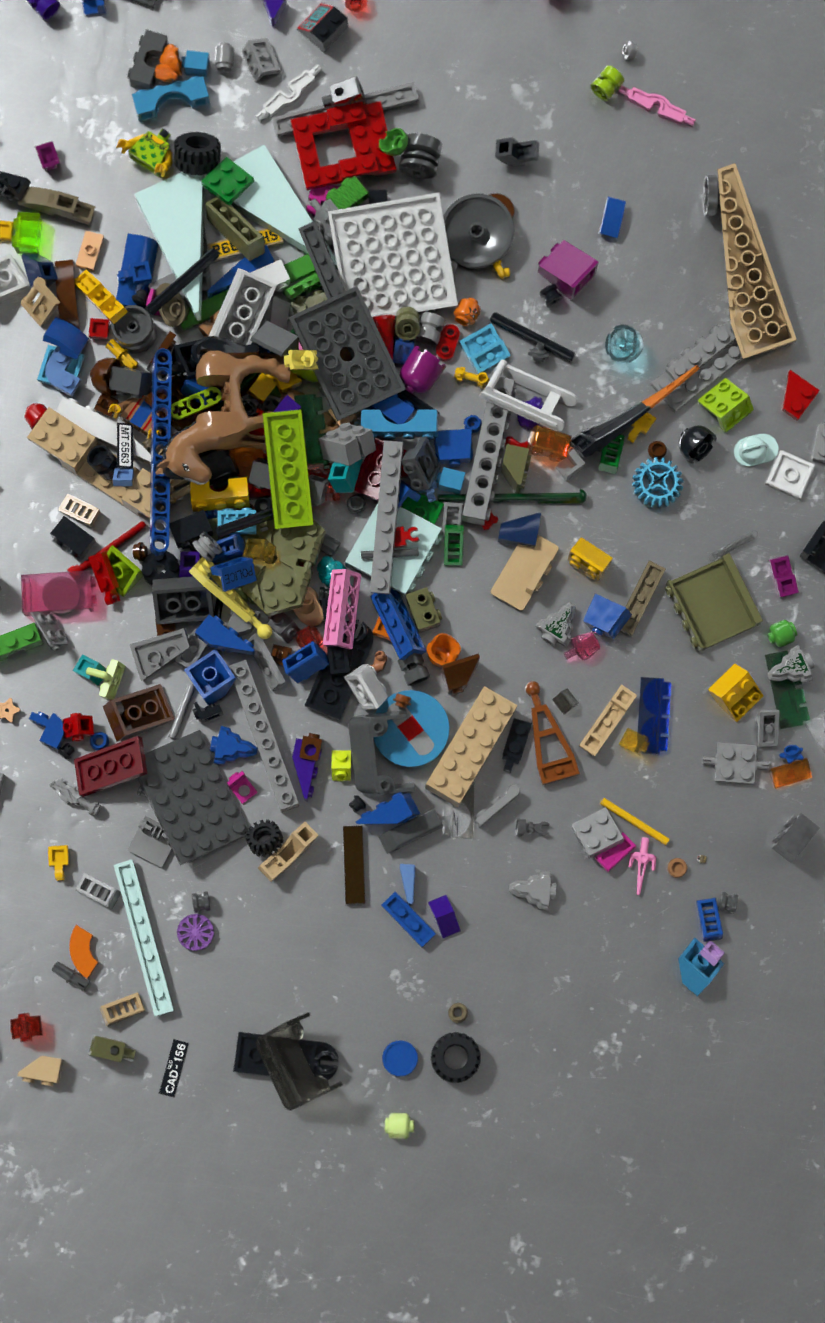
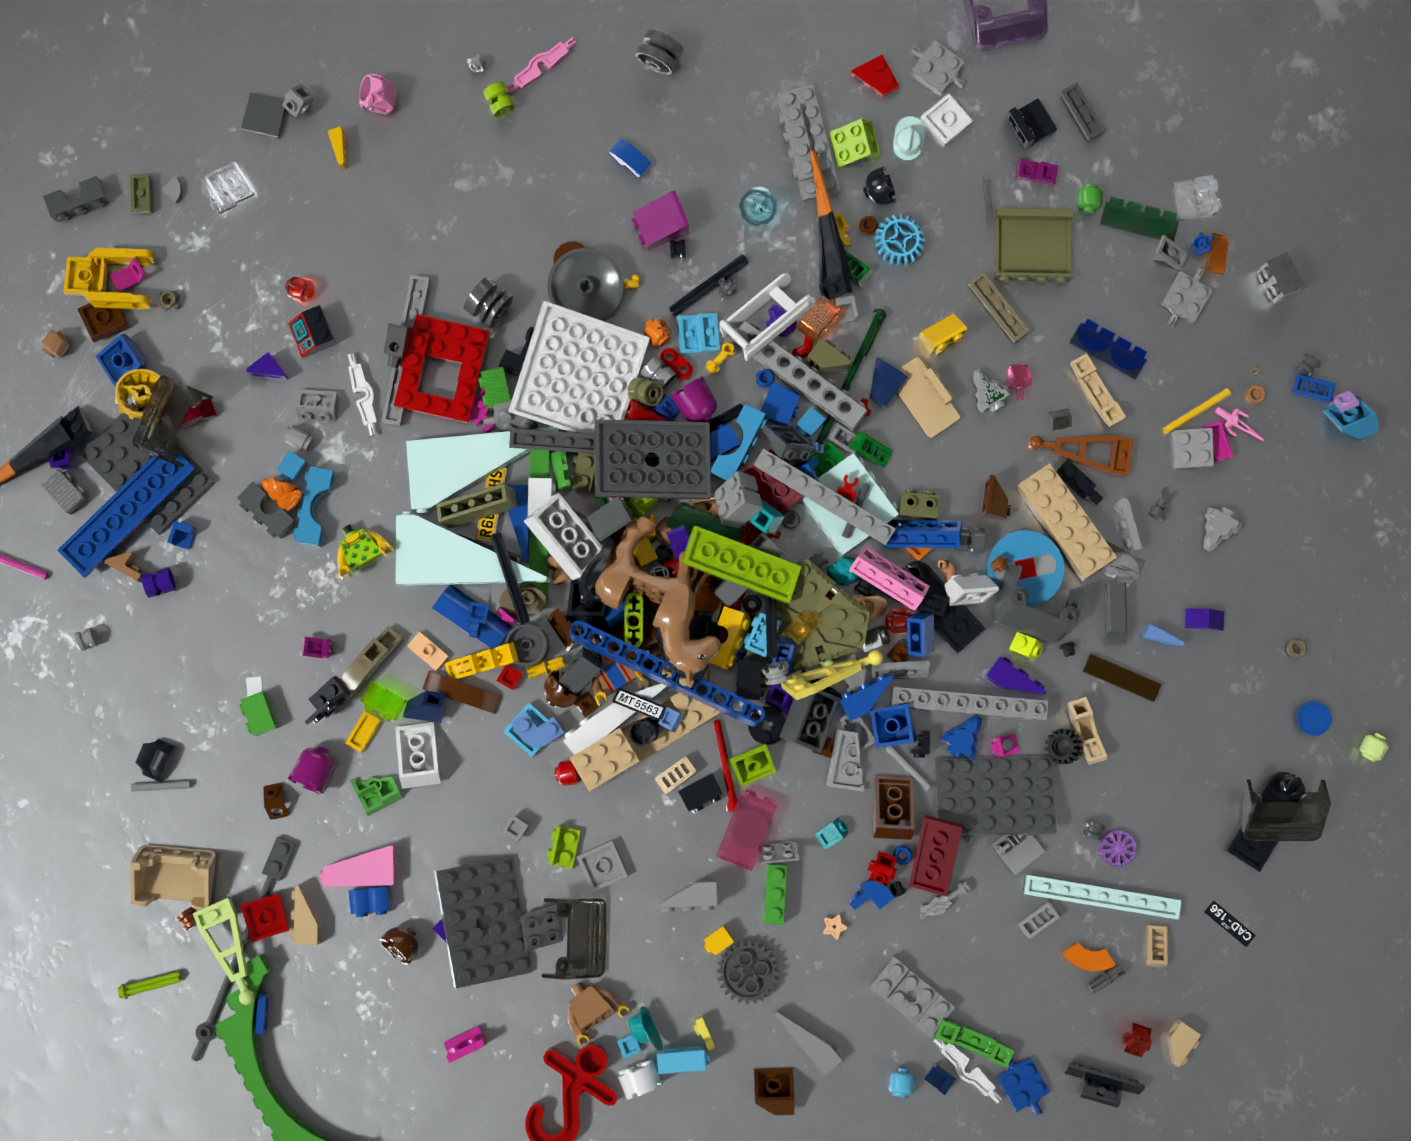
camera: 60 degrees left, 5 degrees up
(44, 305) = (465, 717): tan plate -> none
(58, 857) = (994, 941): yellow plate -> none
(67, 337) = (506, 711): blue slope -> none
(101, 1048) = (1191, 974): olive torso -> none
(105, 577) = (752, 779): red plate -> none
(111, 677) = (852, 819): yellowish green plate -> none
(140, 297) = (501, 624): black piece -> none
(140, 551) = (742, 736): reddish brown plate -> none
(196, 153) = (385, 507): black tyre -> none
(227, 181) = (428, 491): green plate -> none
(235, 572) = (813, 658): blue panel -> none
(301, 360) = (644, 503): light yellow hips -> none
(311, 739) = (994, 660): reddish brown bracket -> none
(394, 142) = (466, 319): bright green hair -> none
(397, 811) = (1097, 619): blue slope -> none
(408, 919) = (1194, 652): blue plate -> none
(443, 649) = (967, 505): orange helmet -> none
(468, 1045) = (1352, 665): black tyre -> none
(515, 153) = (527, 212): black brick -> none
(606, 617) = (1004, 346): blue torso -> none
(634, 742) = (1127, 376): clear yellow bracket -> none
(736, 692) = (1123, 265): yellow slope -> none
(753, 294) = (776, 68): tan wedge -> none
(793, 667) = (1126, 204): light grey rock -> none

